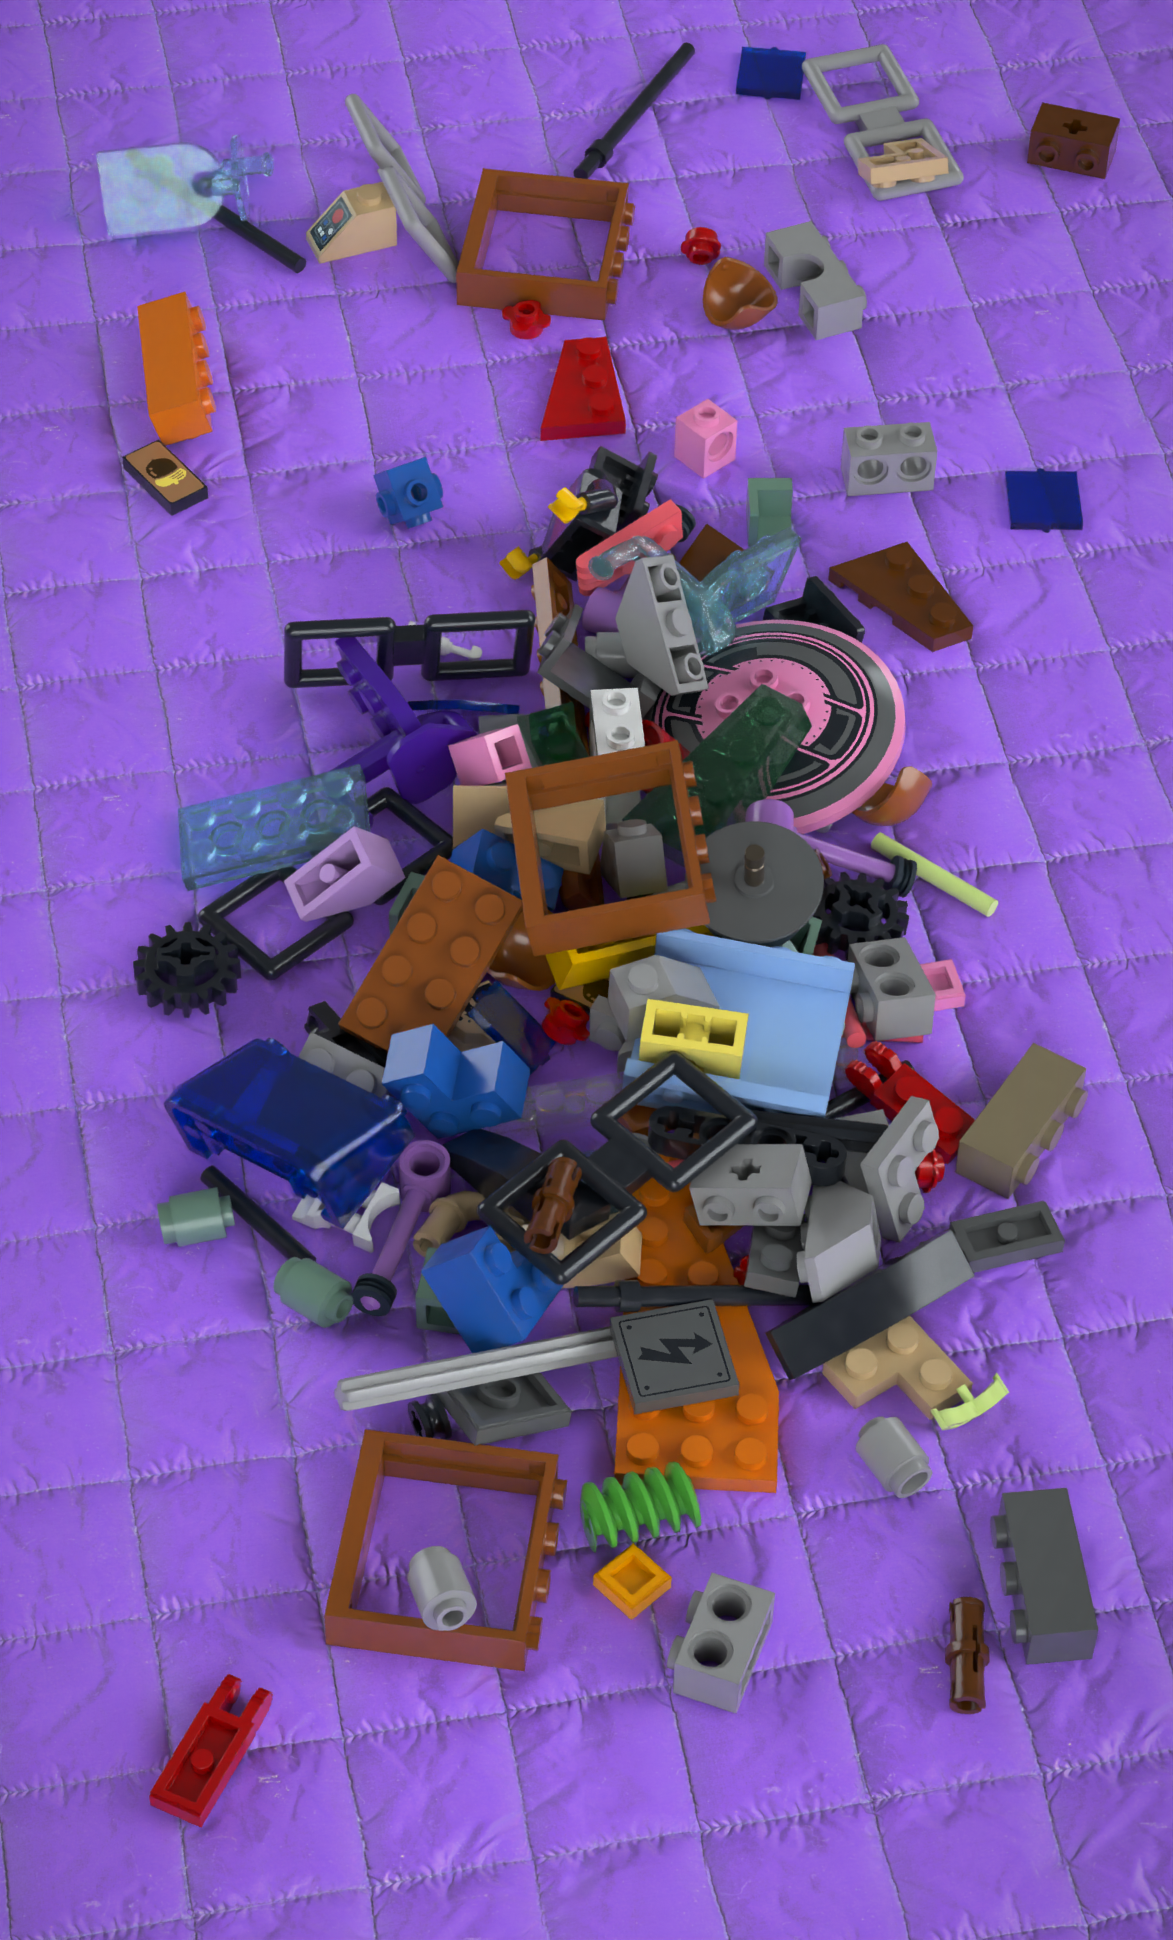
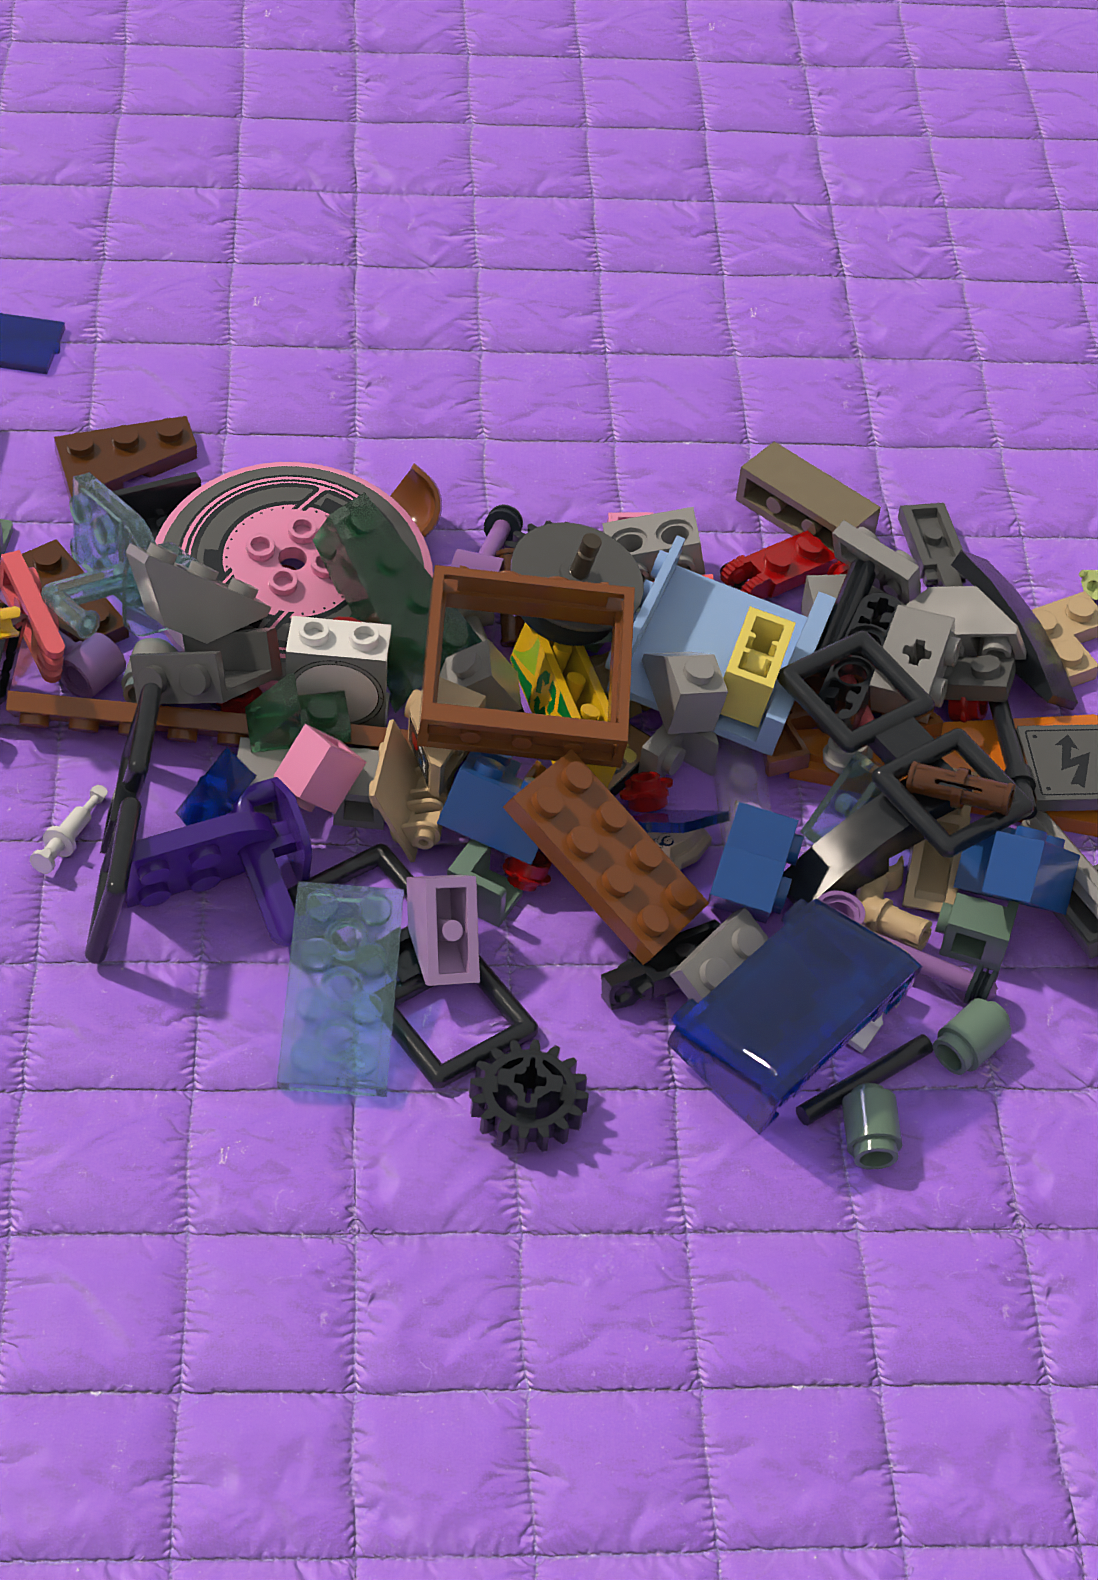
camera: 85 degrees left, 0 degrees up
(937, 876) = (477, 517): yellowish green bar -> none

